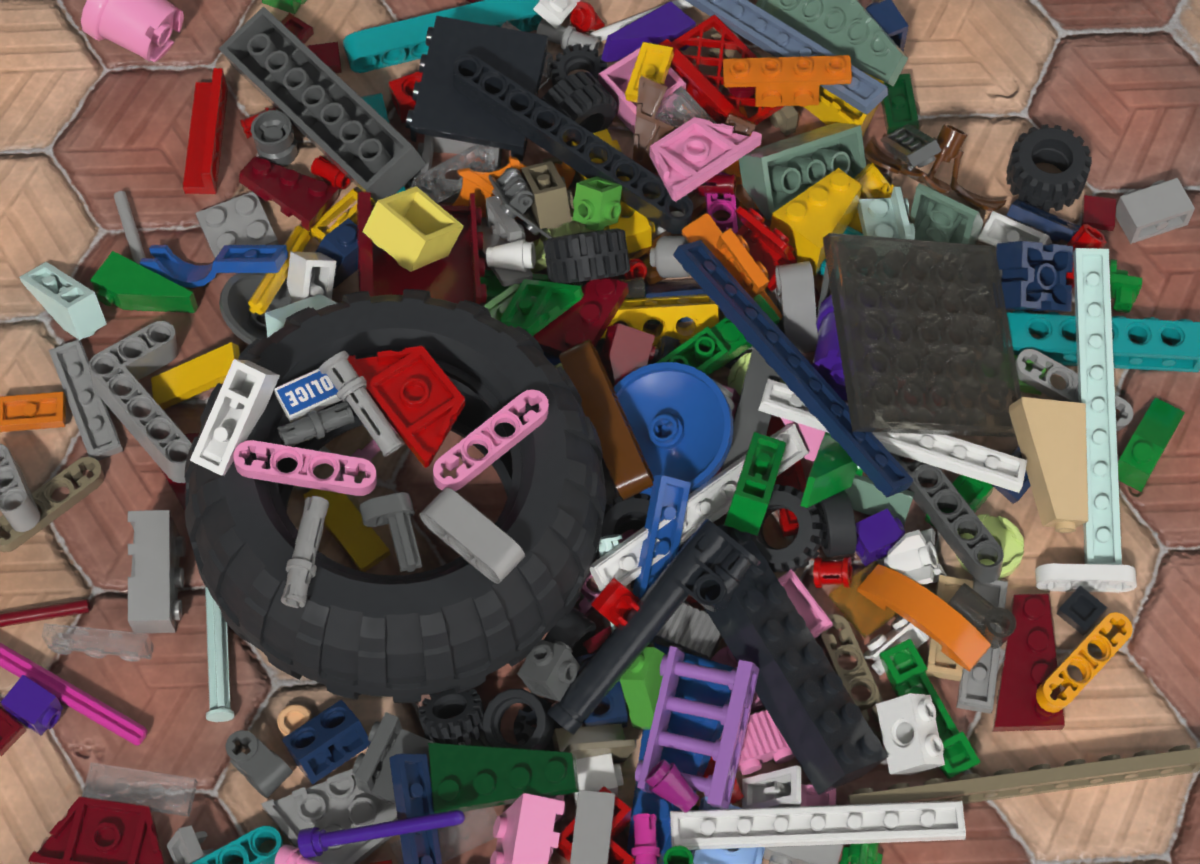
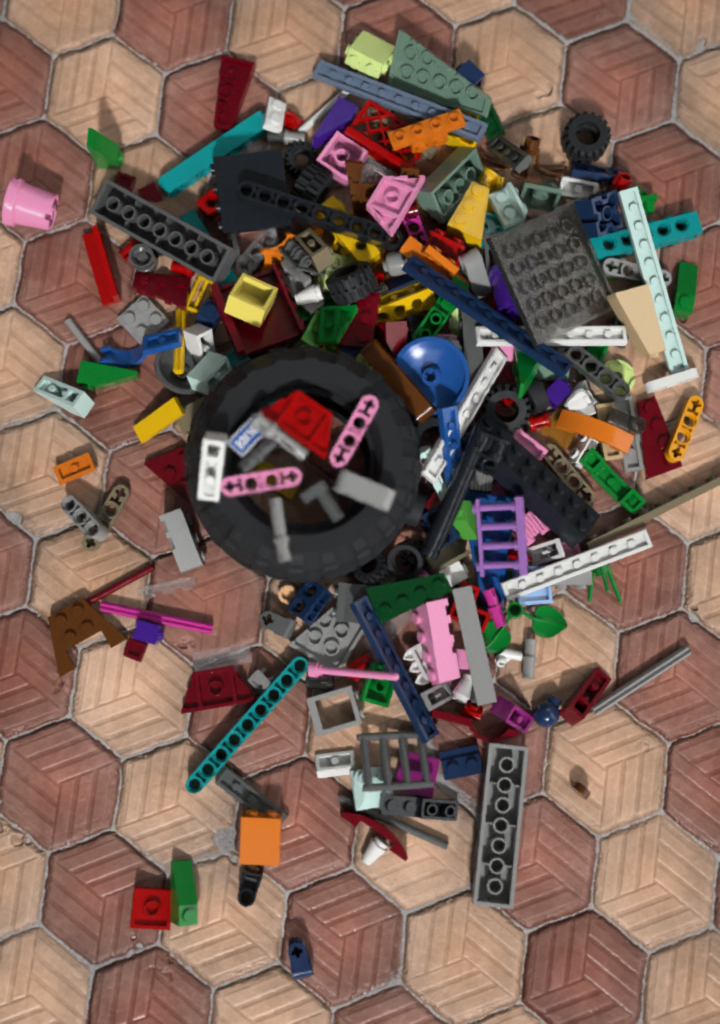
camera: 20 degrees left, 20 degrees up
(86, 405) = (101, 451): light grey tile -> none
(116, 379) = (134, 446): light grey beam -> none
(217, 663) = (235, 578): light aqua axle -> none
(314, 842) = (326, 657): dark purple piece -> none
(549, 669) = (416, 531): dark grey brick -> none
(597, 203) = (347, 248): bright green brick -> none
(616, 602) = (439, 485): red tile -> none
(651, 62) = (345, 150): yellow plate -> none
(670, 784) = (497, 571): magenta cone -> none
(755, 484) = (490, 392): green slope -> none
(897, 721) = (607, 509): white brick -> none
(1081, 610) = (674, 399): black plate -> none
(1099, 212) = (619, 156): dark red tile -> none
(1154, 210) = (650, 146): light grey brick -> none

